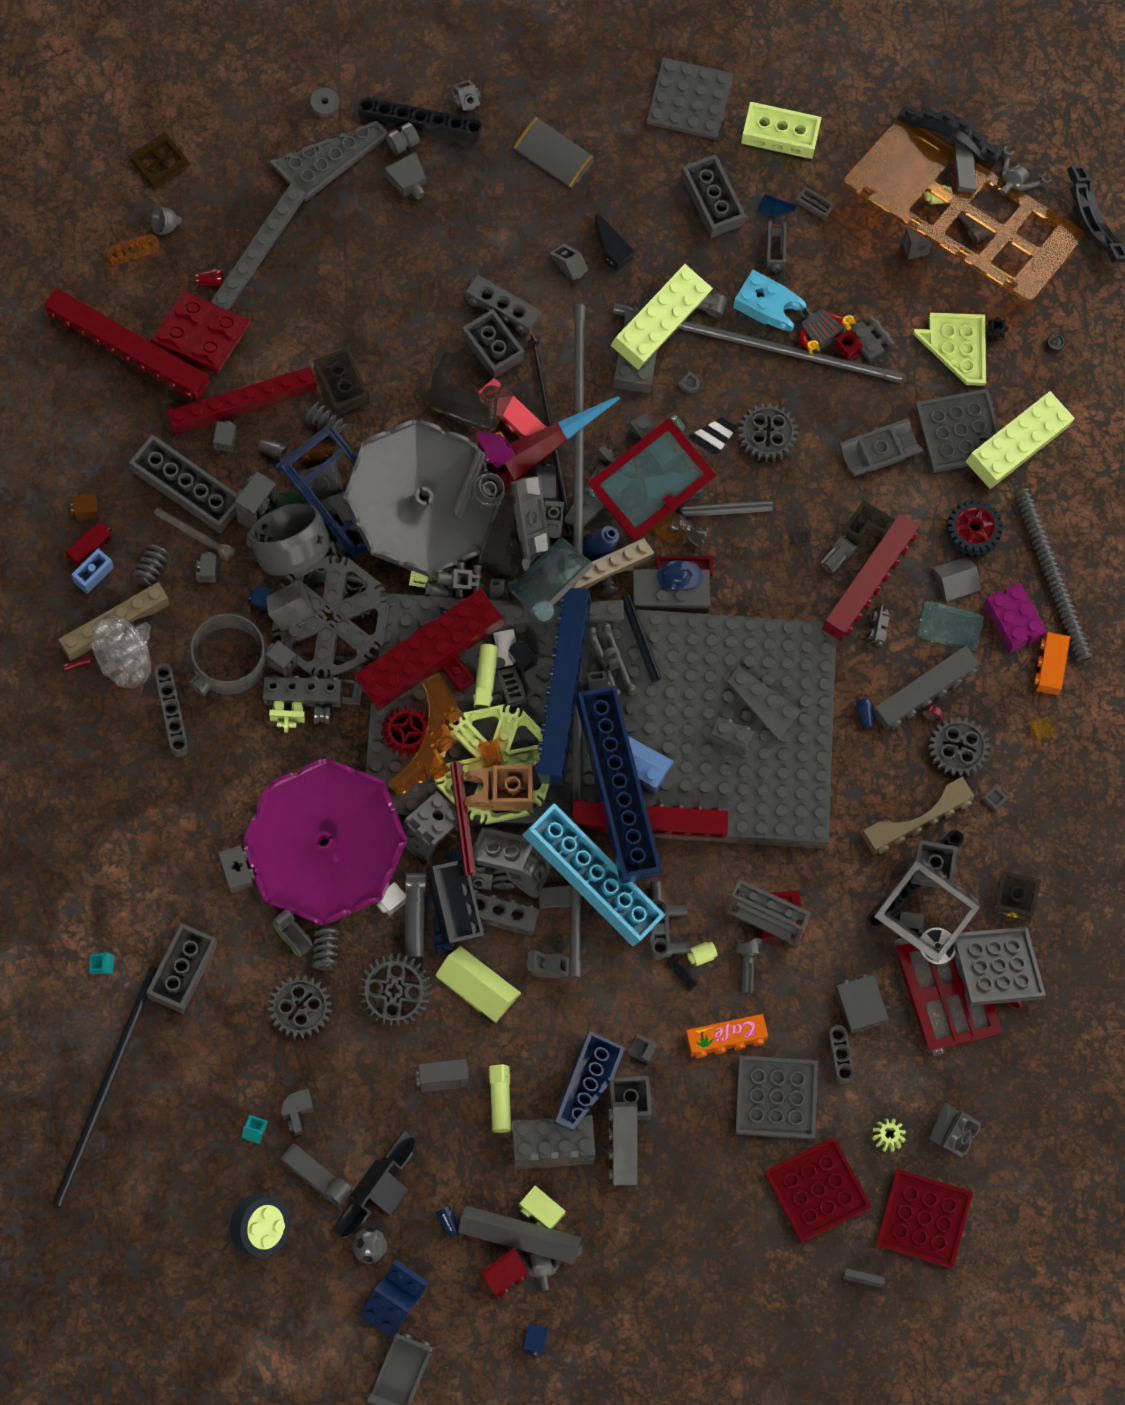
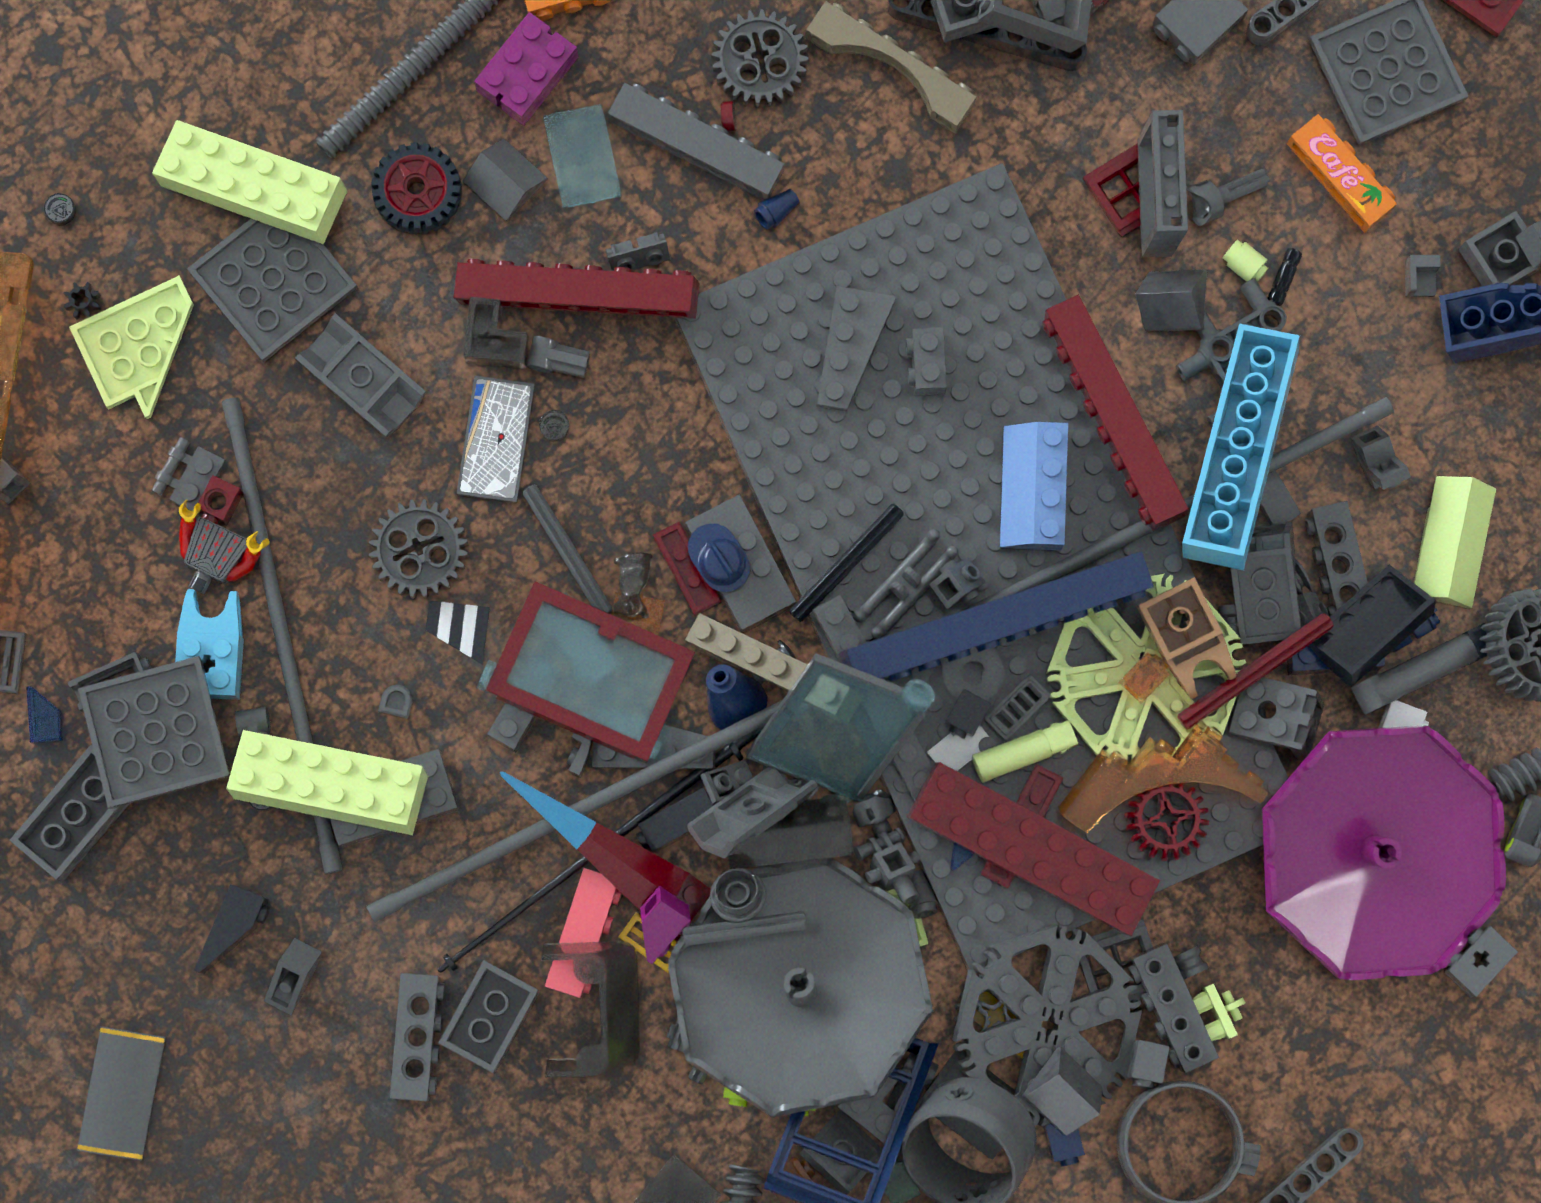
camera: 115 degrees left, 10 degrees up
(618, 784) = (1104, 469): dark blue brick -> none
(701, 898) = (1172, 300): none -> flat silver slope
(735, 246) = (154, 732): none -> dark grey plate
(809, 502) = (495, 439): none -> tile

